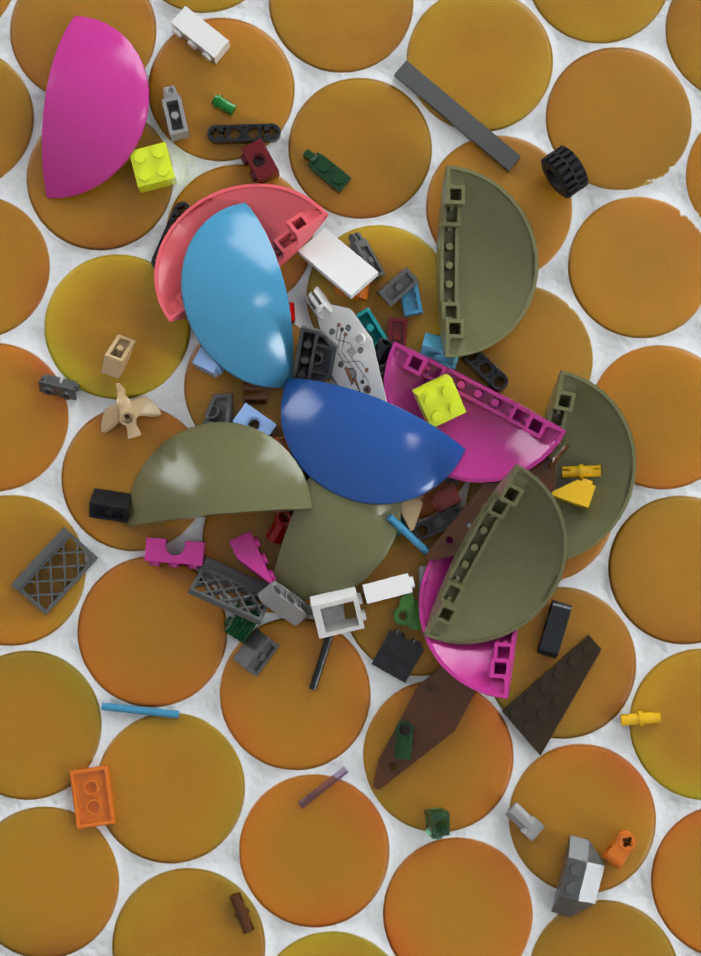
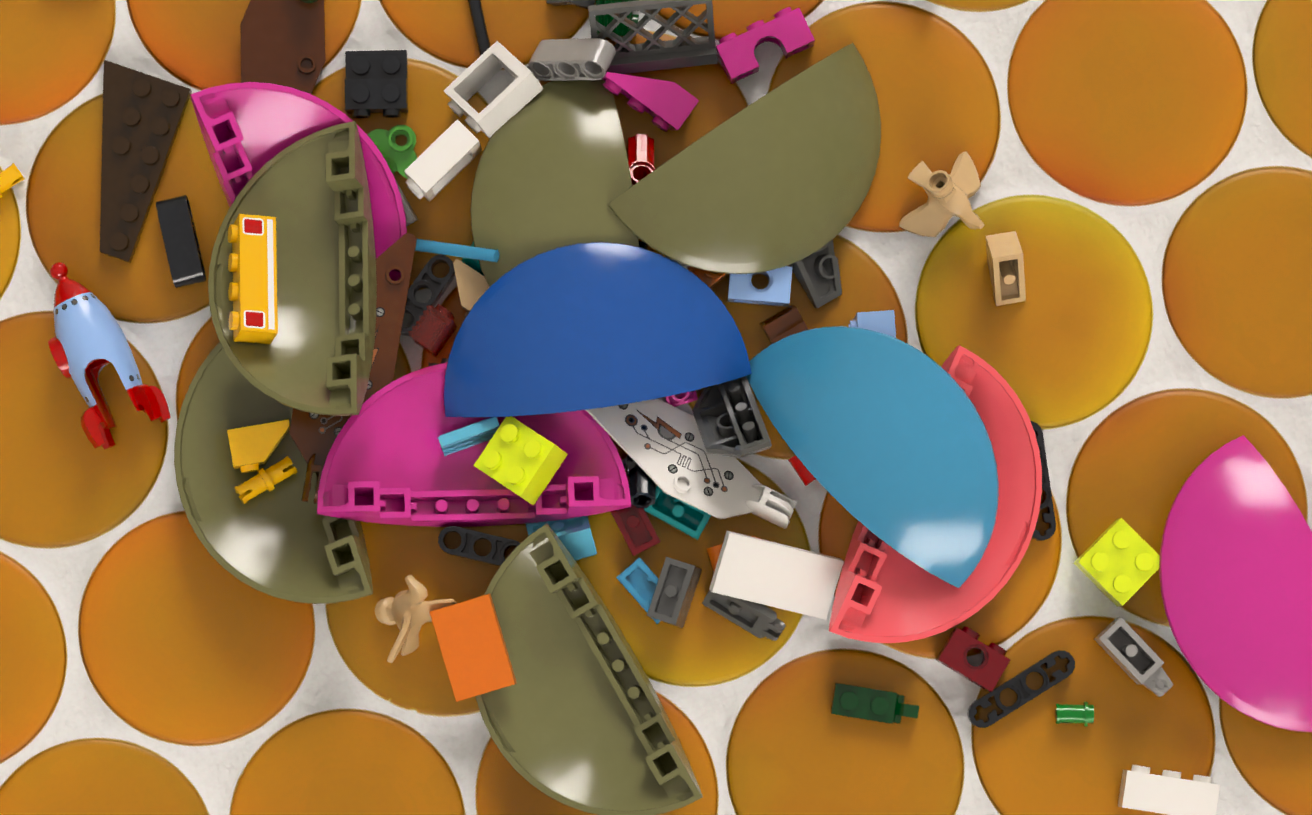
camera: 150 degrees right, 0 degrees up
(50, 385) = (1074, 174): dark grey hinge -> none
(109, 505) = (893, 58): black panel -> none
(459, 431) = (468, 436): none -> medium azure tile
(521, 316) = (473, 647): none -> orange tile
(528, 578) = (254, 279): none -> yellow brick
(544, 356) = (409, 613): none -> tan animal
(635, 602) = (87, 342): none -> piece

